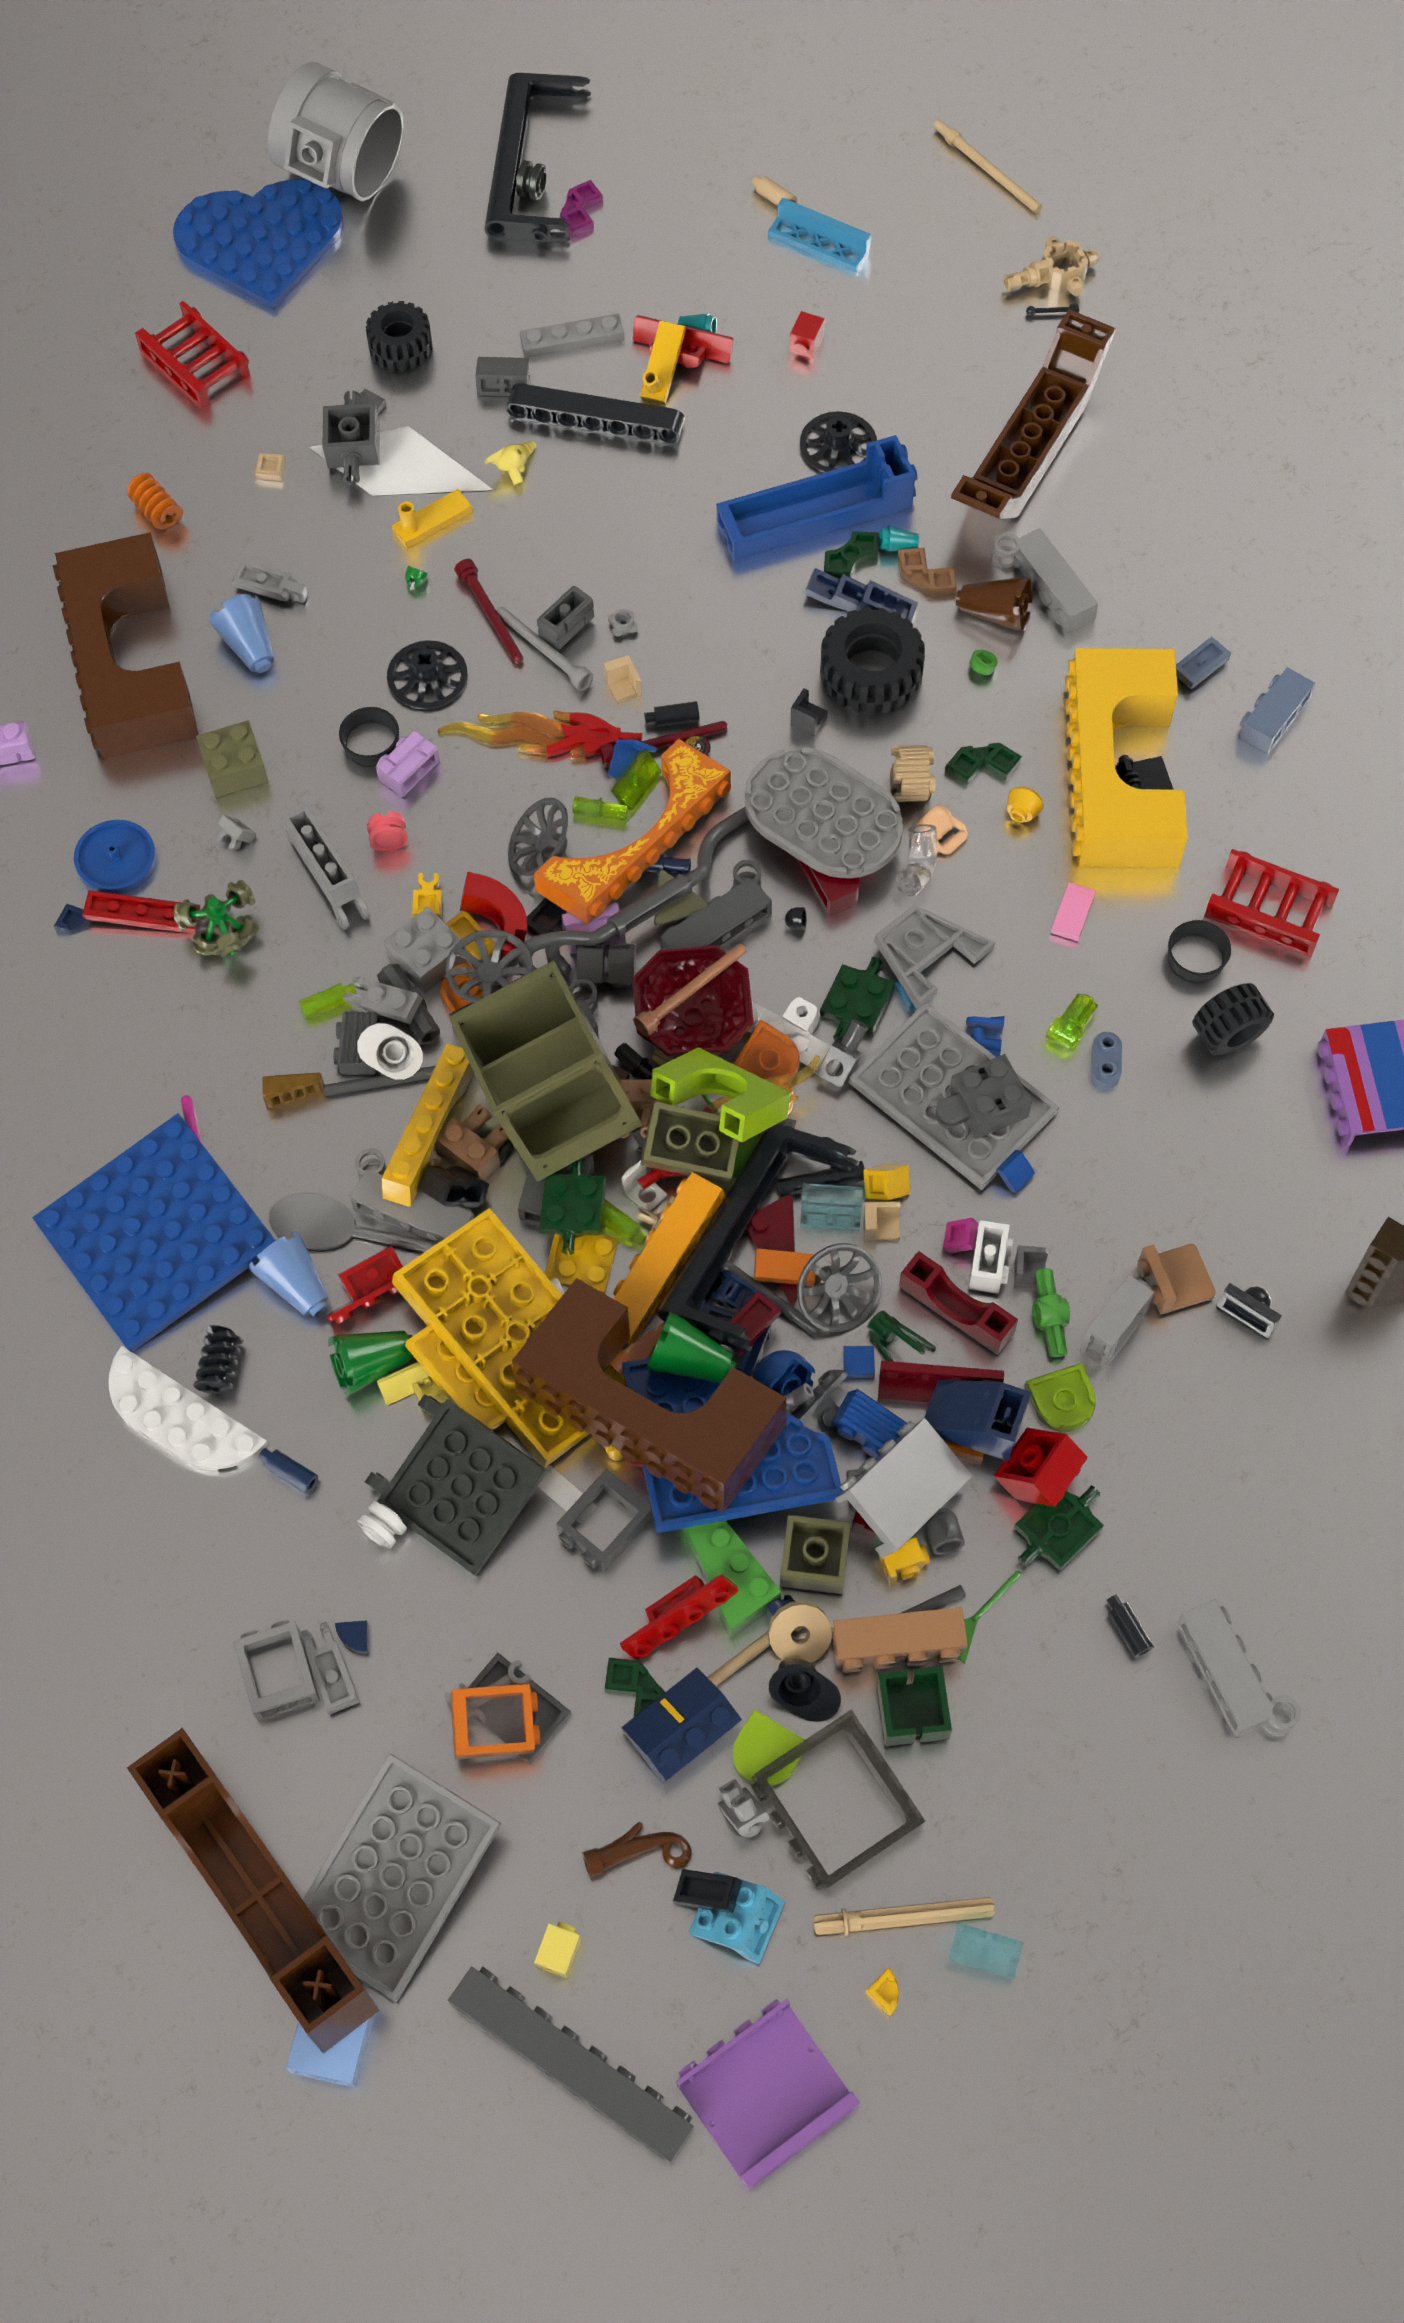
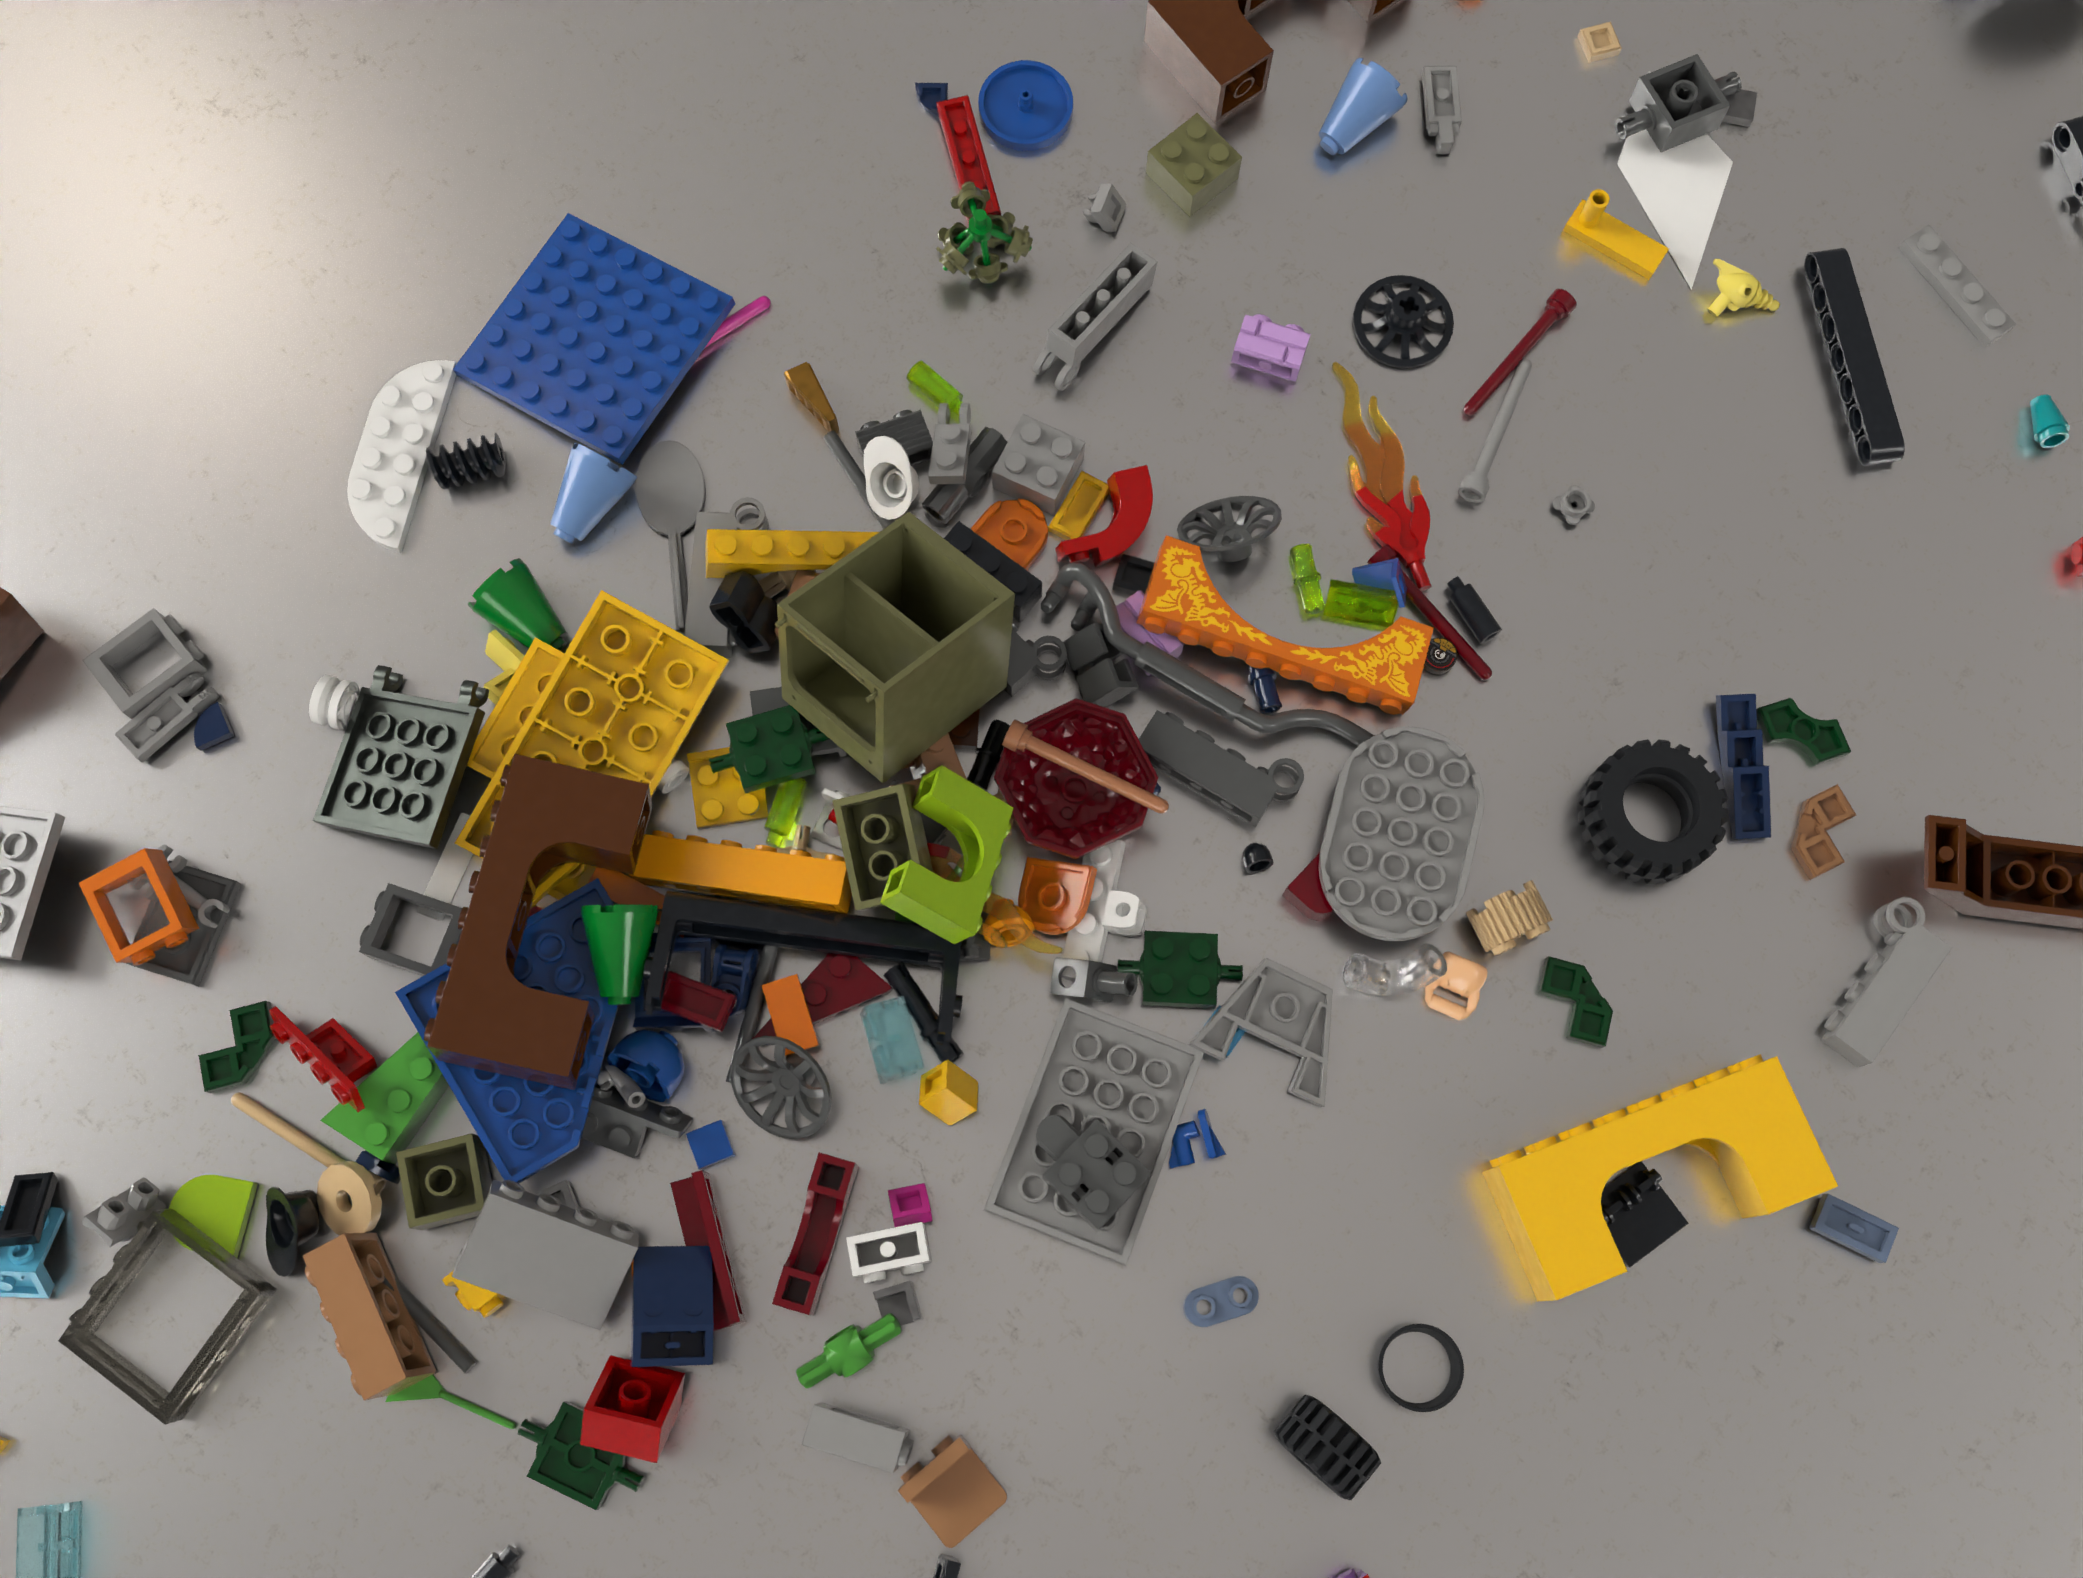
camera: 65 degrees right, 10 degrees up
(289, 1470) = (372, 584): dark blue cylinder -> none
(362, 716) = (1297, 266): black tyre -> none
(367, 1281) = (613, 572): red bracket -> none
(387, 831) = (1171, 361): coral wheel -> none
(402, 321) = (1862, 80): black tyre -> none
(415, 574) = (1526, 253): green hinge -> none
(427, 896) = (1105, 442): yellow plate -> none
(489, 972) = (1031, 541): dark grey wheel -> none
(498, 375) = (1852, 225): dark grey hinge -> none
(565, 617) = (1543, 436): dark grey brick -> none
(622, 679) = (1493, 534): tan panel -> none
(630, 1846) = (60, 1104): reddish brown plant -> none
(662, 362) = (1965, 400): yellow piece -> none
(679, 909) = (1218, 727): olive piece -> none
(681, 1724) = (202, 1109): dark blue slope -> none
(695, 345) = (2009, 413): red bracket -> none
(806, 715) = (1544, 764): black panel -> none
(821, 502) = (1858, 665): blue brick -> none
(836, 436) = (1966, 650): black wheel -> none
(866, 1422) = (625, 1183): blue brick -> none
(882, 1221) = (894, 1105): tan panel -> none
(887, 1327) = (758, 1160): dark green plant -> none
(894, 539) = (1851, 777): teal cone -> none
(903, 1916) = (65, 1438): tan axle -> none
(915, 1707) = (303, 1360): dark green piece -> none
(944, 1532) = (526, 1323): dark grey piece -> none
(983, 662) = (1721, 949): bright green tile -> none
(998, 601) = (1815, 936): reddish brown cone -> none
(1015, 1171) = (1020, 1242): blue tile -> none
(1024, 804) = (1533, 1072): yellow cone -> none
(1063, 1398) = (750, 1403): lime tile -> none
(1069, 1027) = (1243, 1239): clear neon green piece -> none
(1073, 911) = (1411, 1188): bright pink tile -> none
(1268, 927) = (1497, 1459): red fence -> none
(1276, 710) = (1827, 1351): sand blue brick -> none

